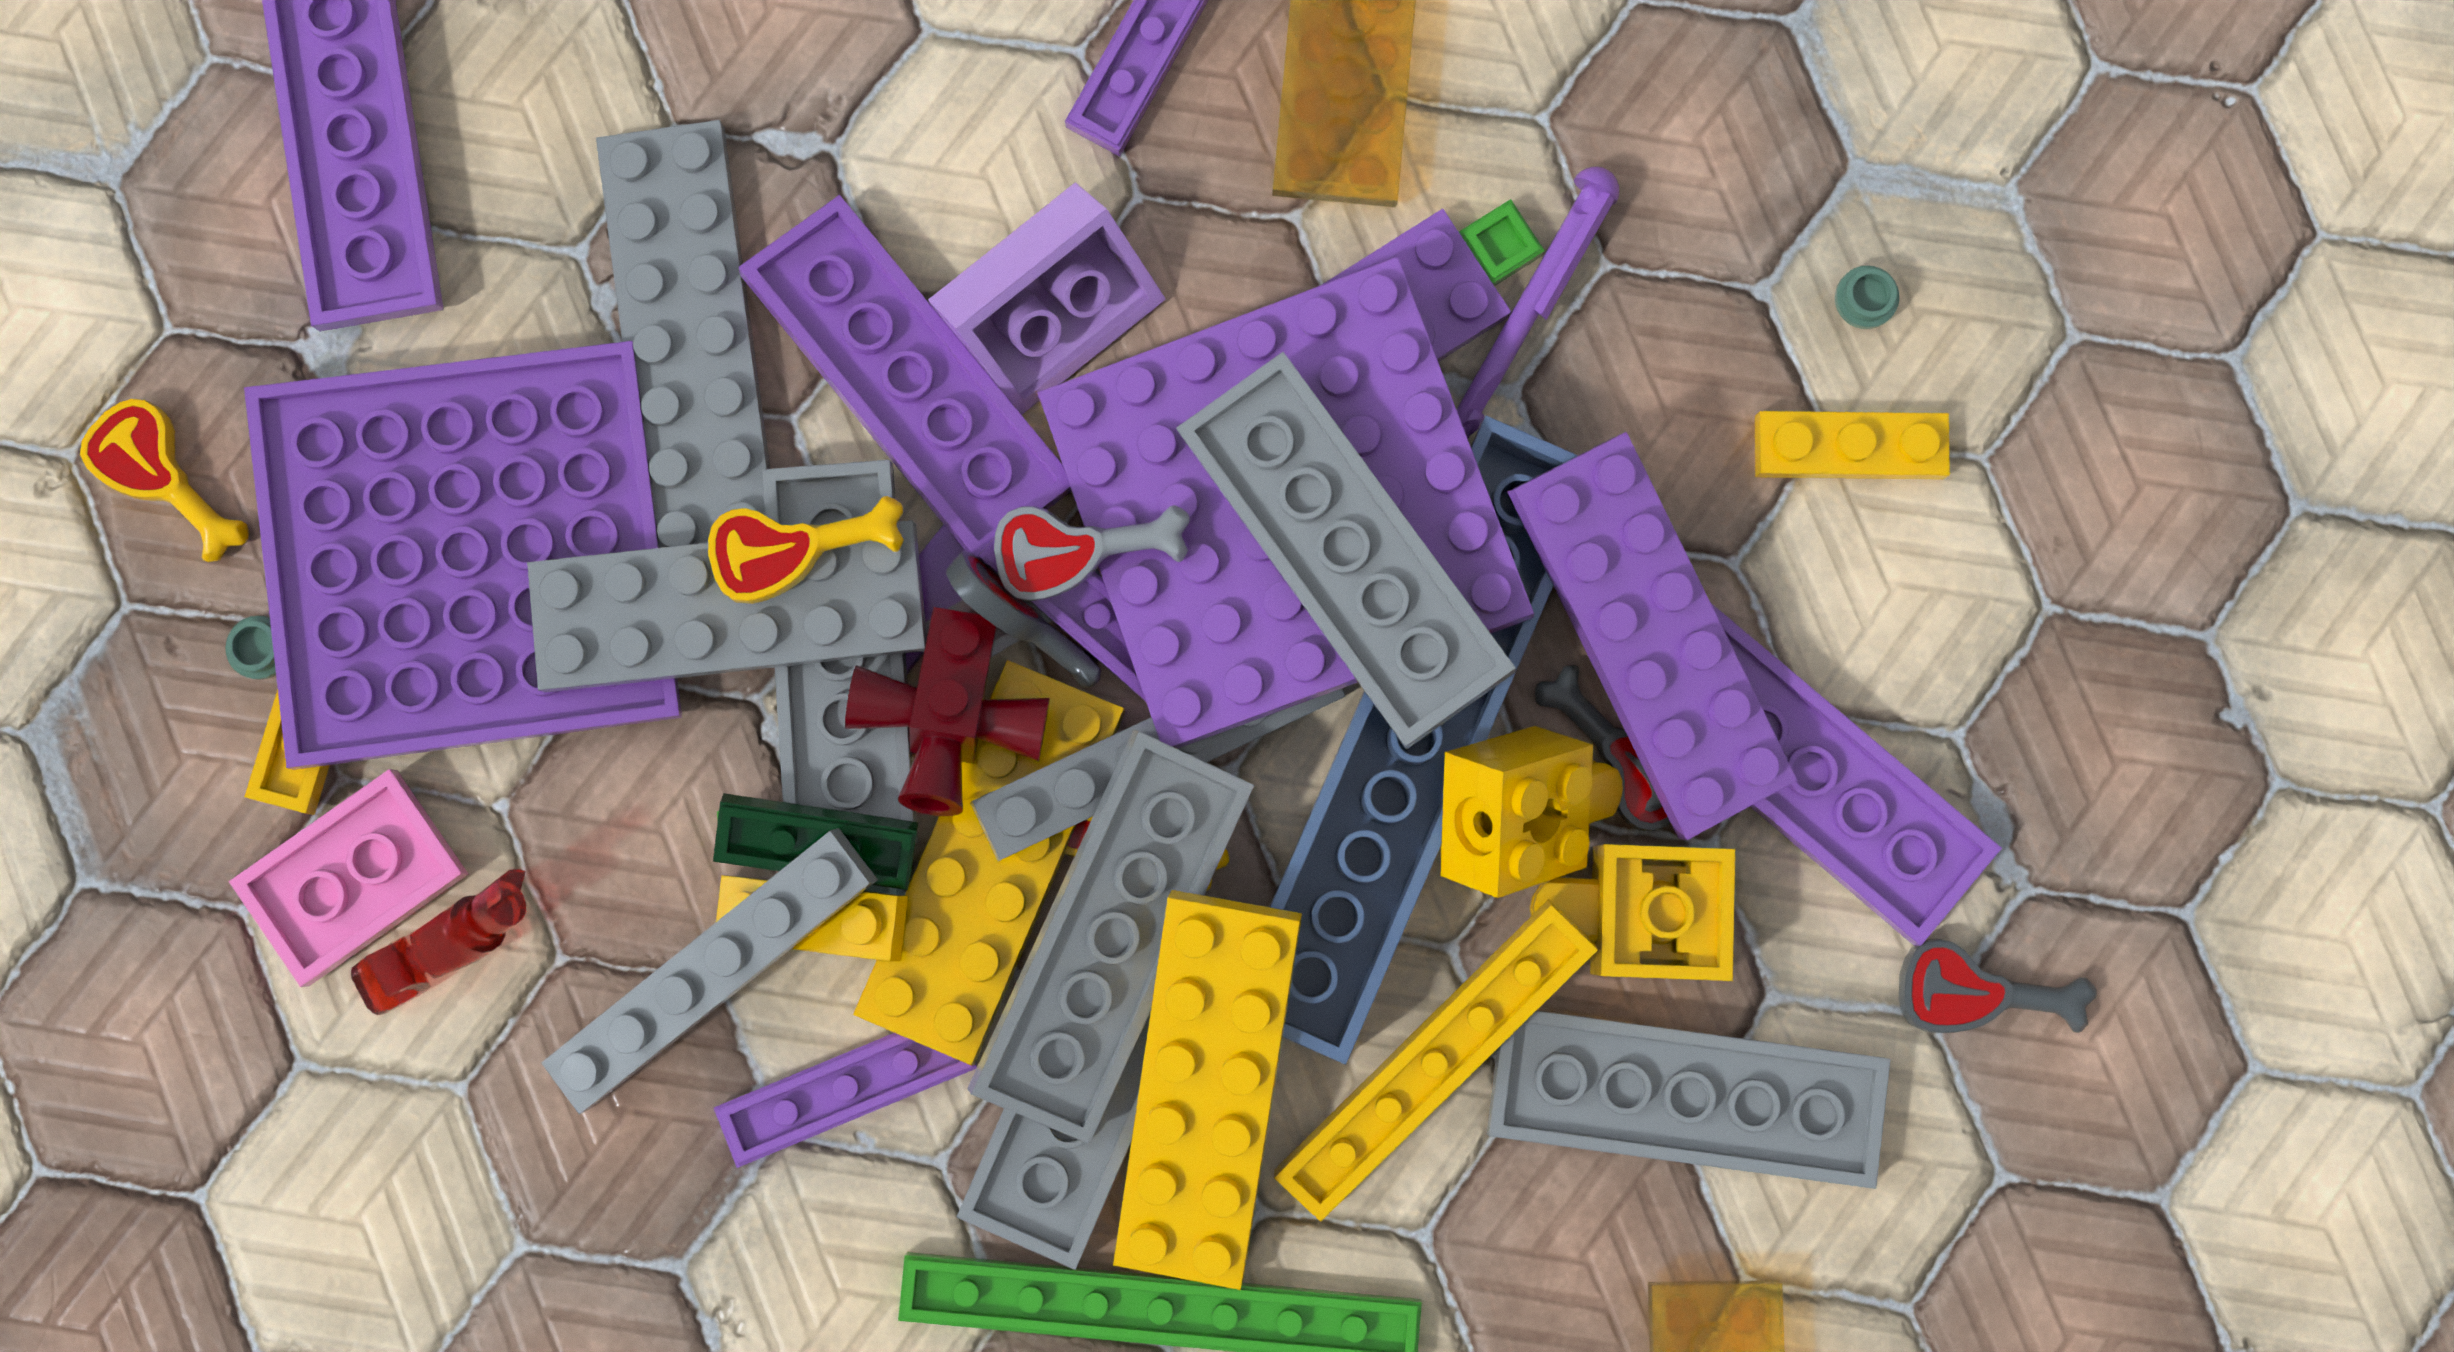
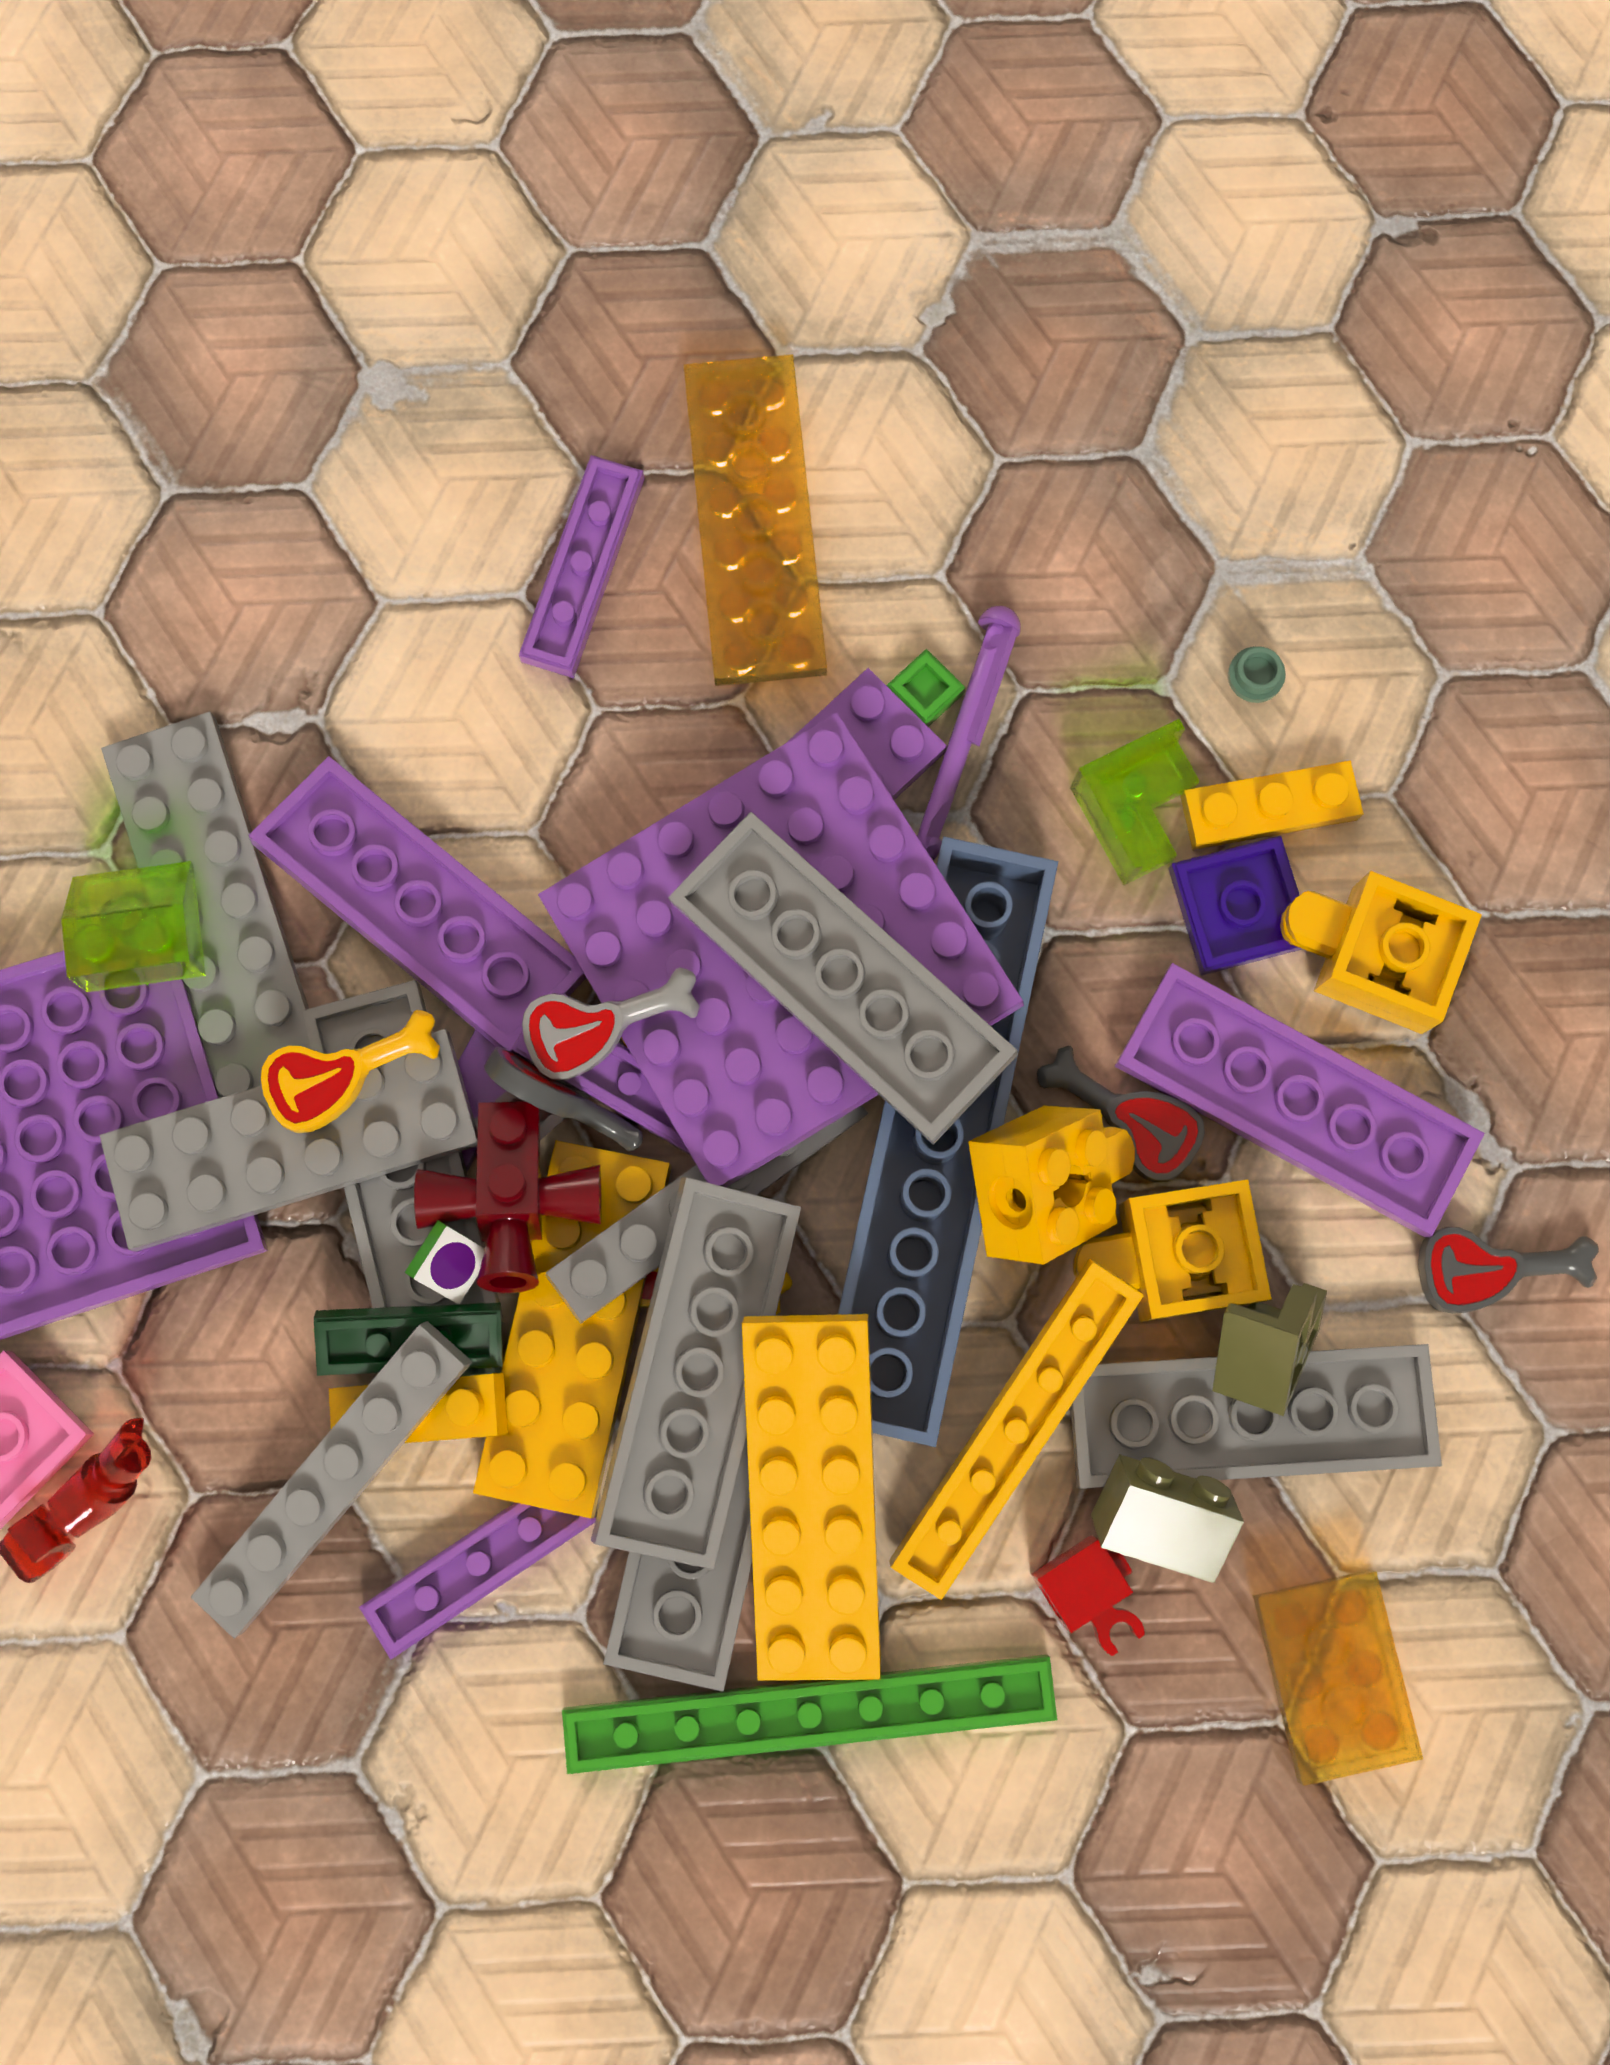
camera: 10 degrees left, 5 degrees down
(599, 344) = (132, 927): none -> clear neon green slope
(870, 770) = (447, 1262): none -> tile
(1048, 297) = (533, 809): lavender slope -> none
(1475, 1237) = (1085, 1586): none -> red brick
(1574, 1184) = (1167, 1517): none -> brick
(1652, 636) = (1133, 1004): medium lavender plate -> none
(1689, 402) = (1123, 790): none -> clear neon green panel
(1718, 1030) = (1267, 1348): none -> olive panel
(1794, 548) = (1235, 903): none -> dark purple tile
(1939, 628) = (1389, 926): none -> yellow brick

